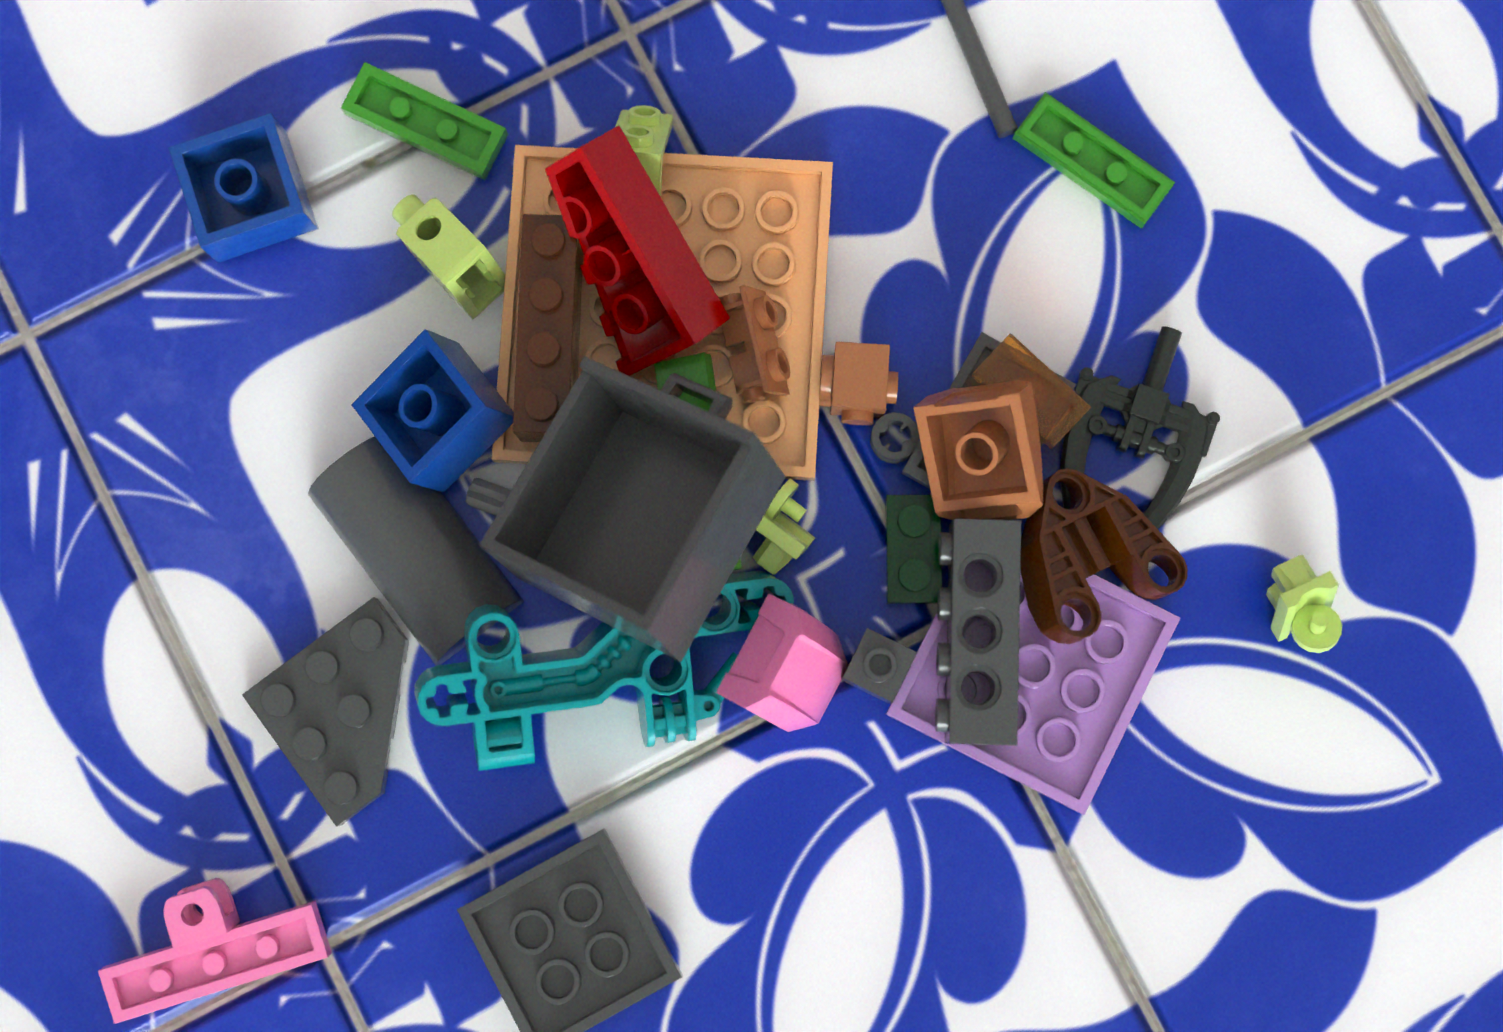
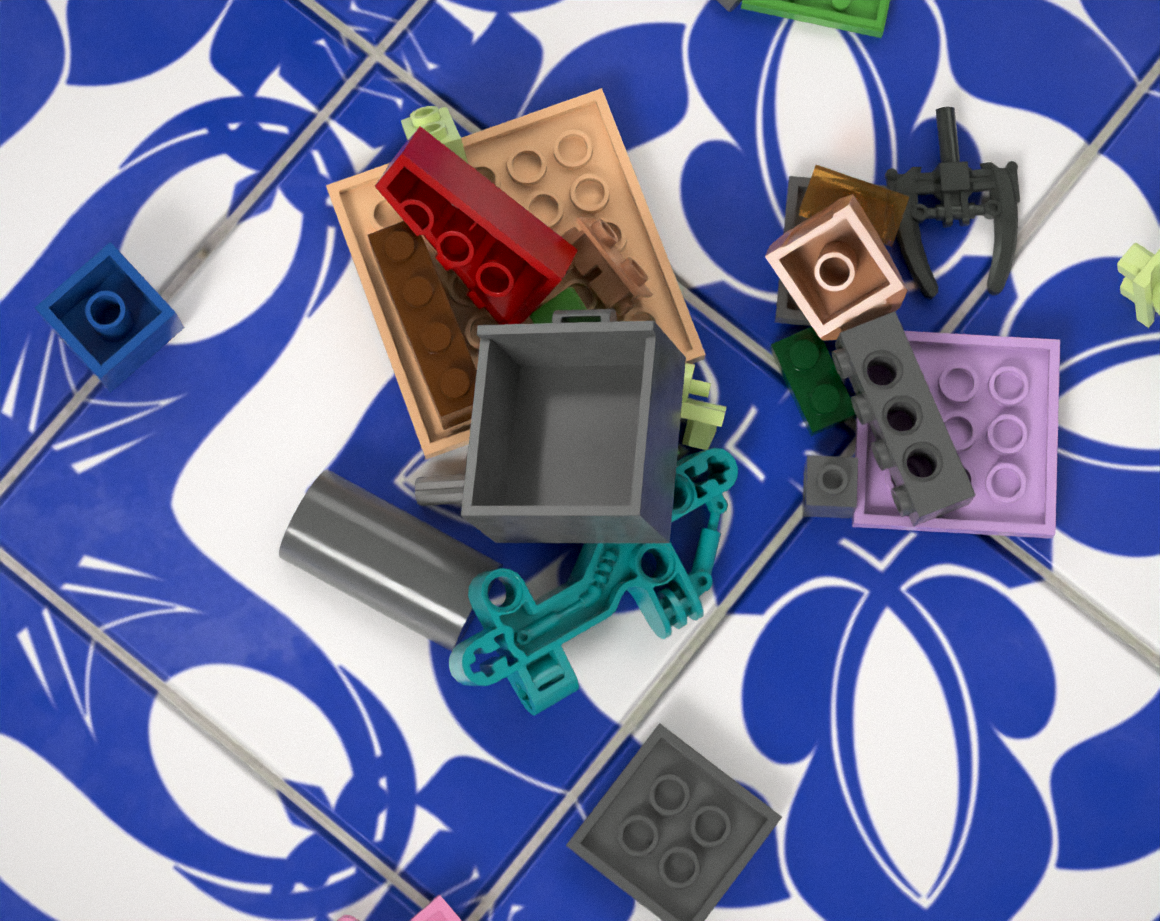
camera: 30 degrees left, 5 degrees down
(338, 709) = (385, 724): dark grey plate -> none
(424, 121) = (237, 198): bright green plate -> none
(434, 411) = (360, 433): blue brick -> none
(449, 253) = (312, 297): yellowish green torso -> none
(786, 667) = (754, 518): bright pink slope -> none
(858, 382) = (705, 260): nougat brick -> none
(881, 429) = (760, 279): dark grey bush -> none
(1095, 534) = (952, 307): reddish brown connector -> none

